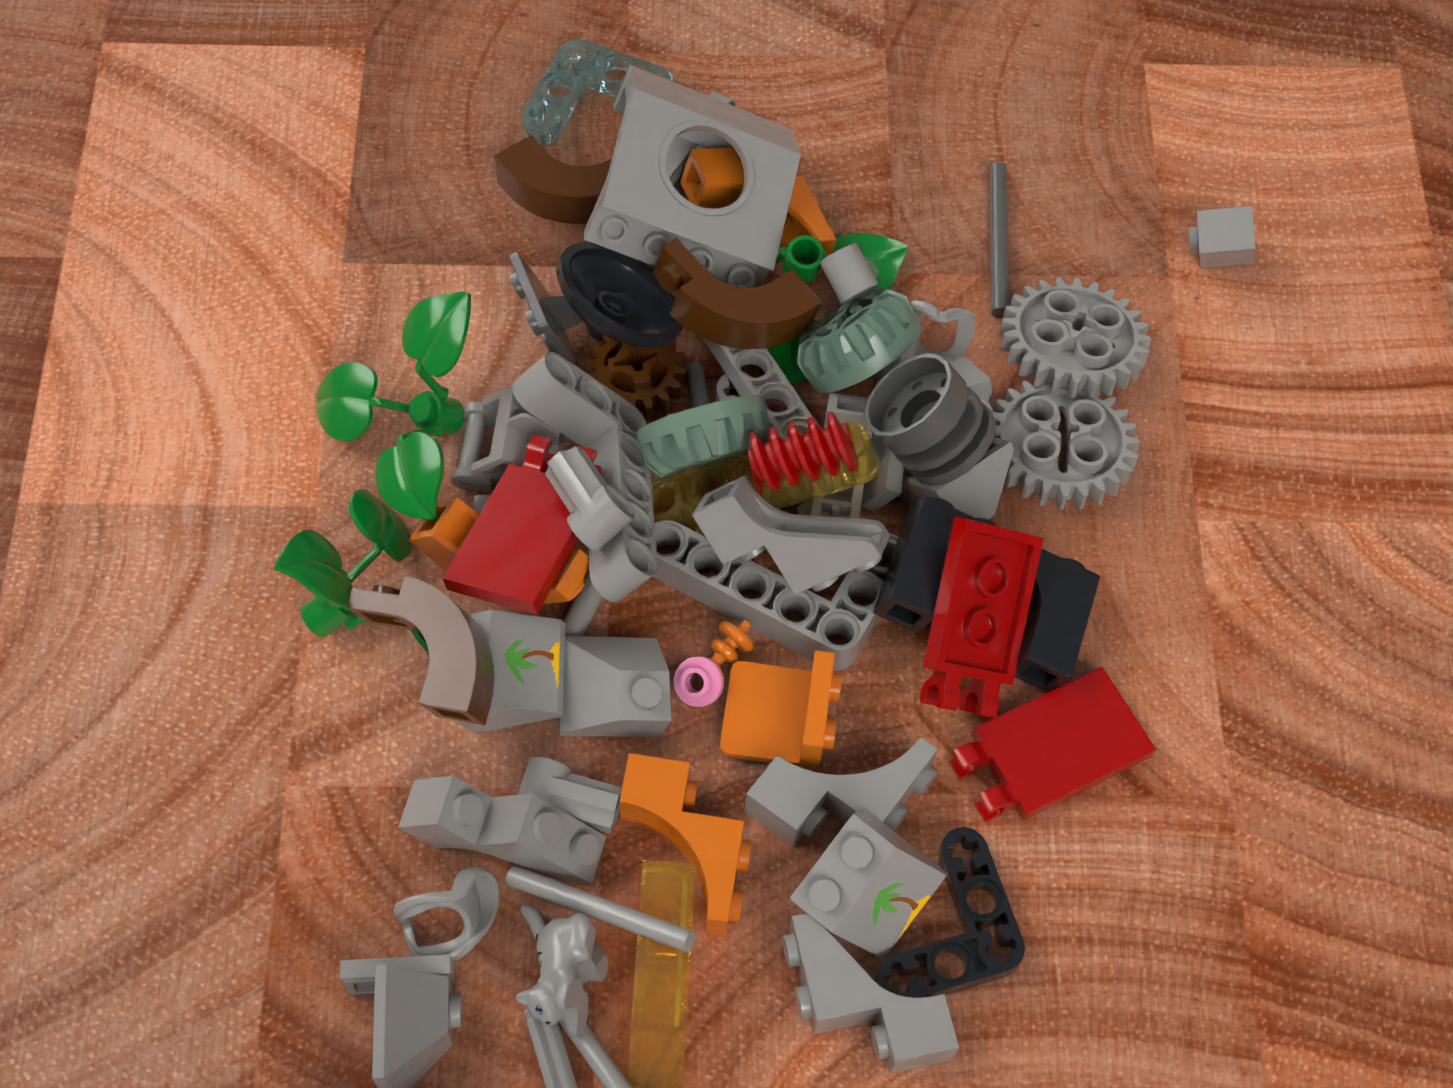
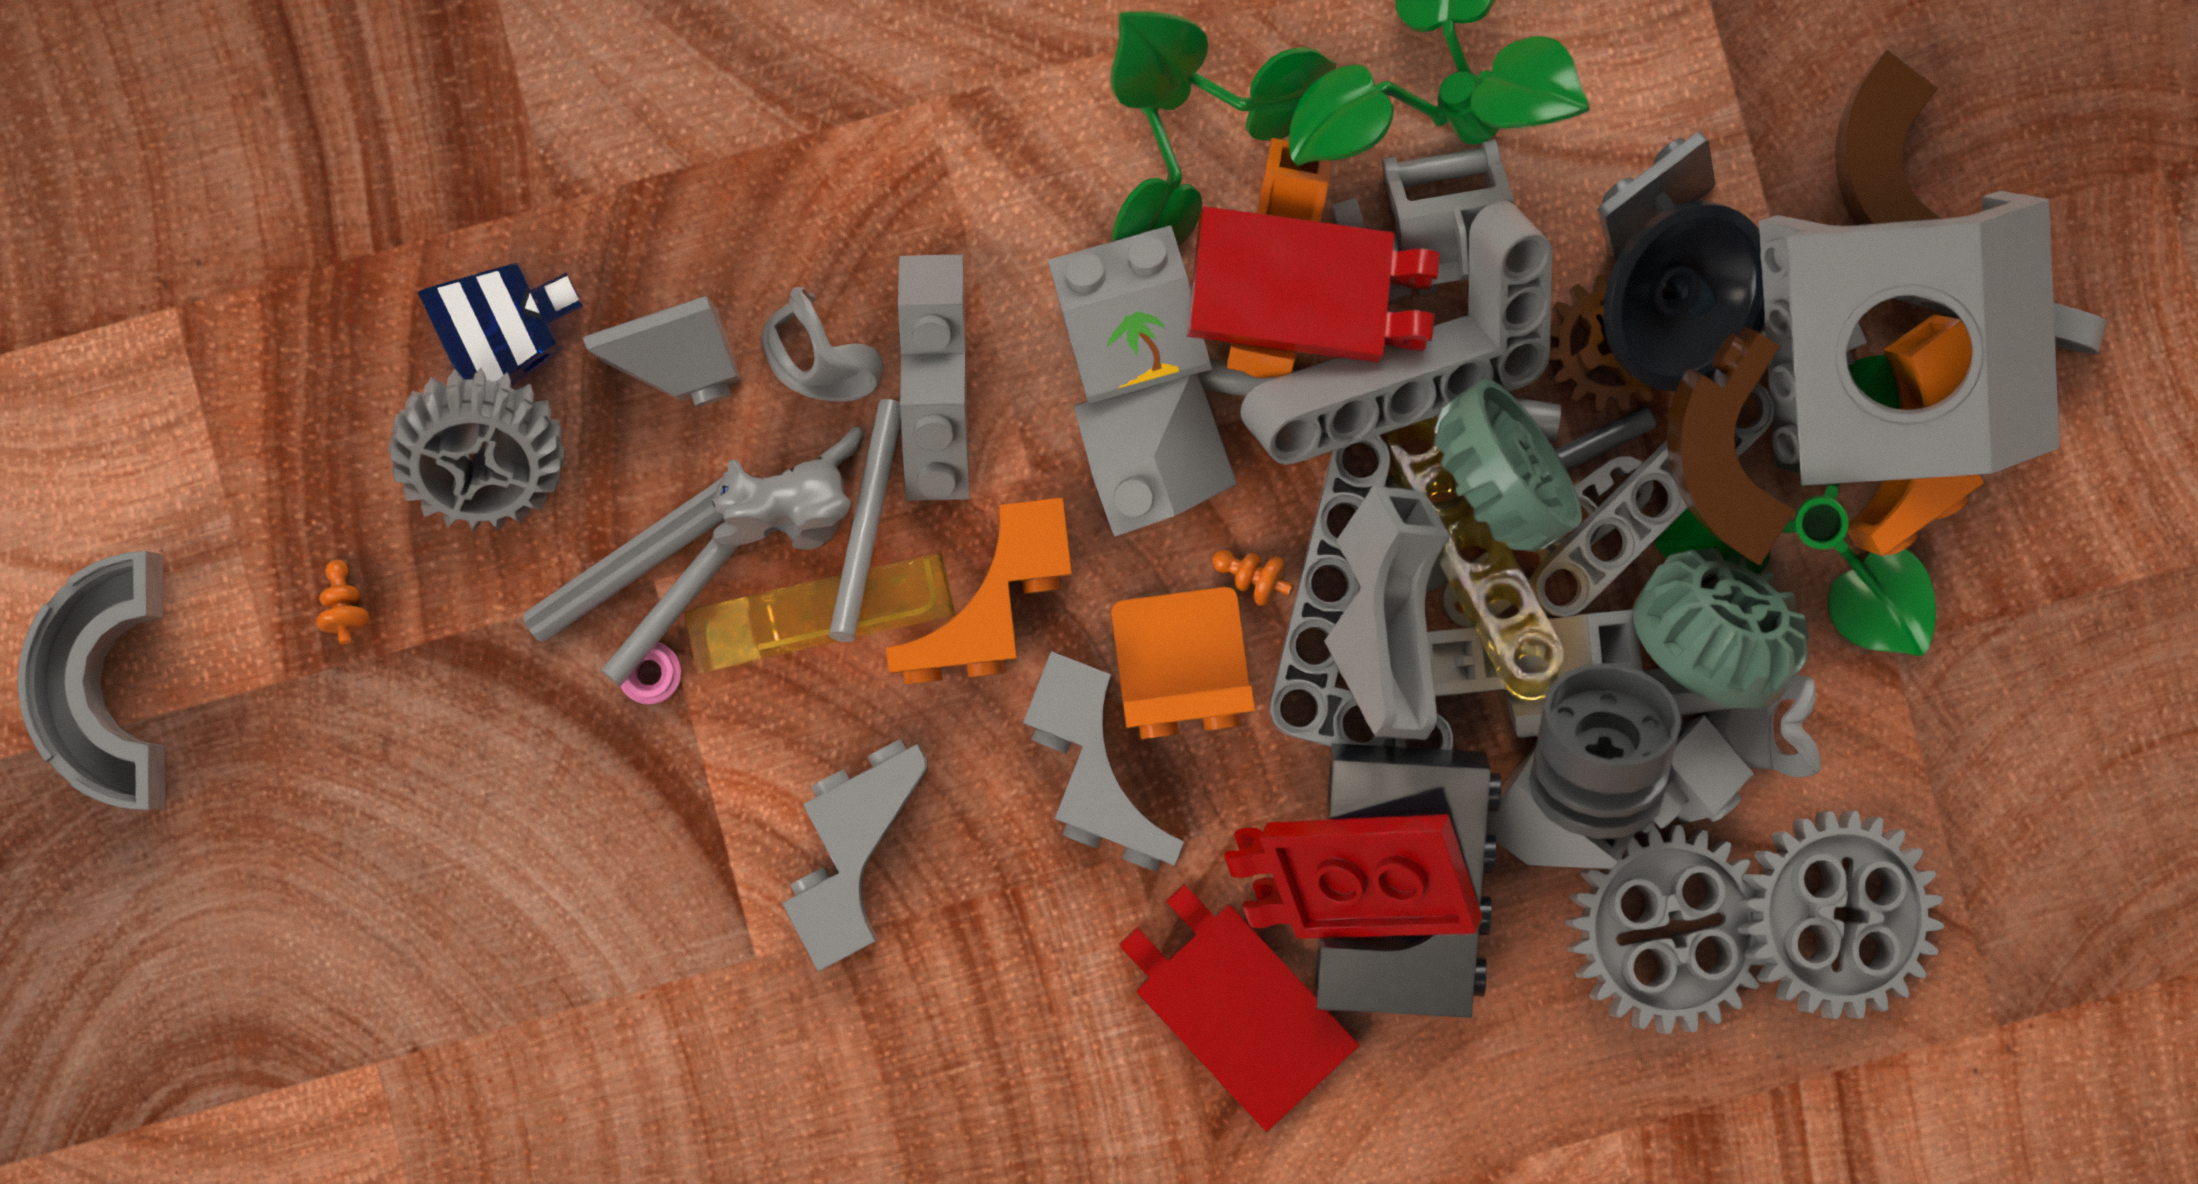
camera: 80 degrees right, 25 degrees up
(359, 974) = (732, 315): light grey tile -> none
(460, 661) = (1121, 249): arch -> none
(581, 797) = (999, 428): light grey piece -> none
(587, 74) = (2097, 133): clear light blue beam -> none
(594, 506) = (1335, 368): light grey piece -> none
(712, 679) = (1205, 560): bright pink plate -> none
(802, 452) = (1485, 603): red piece -> none
(850, 273) = (1817, 592): light grey piece -> none
(868, 884) = (982, 822): light grey slope -> none
(971, 945) = (954, 958): black beam -> none
(998, 239) = (1986, 777): dark grey bar -> none
(1224, 237) = (2064, 1089): light grey brick -> none

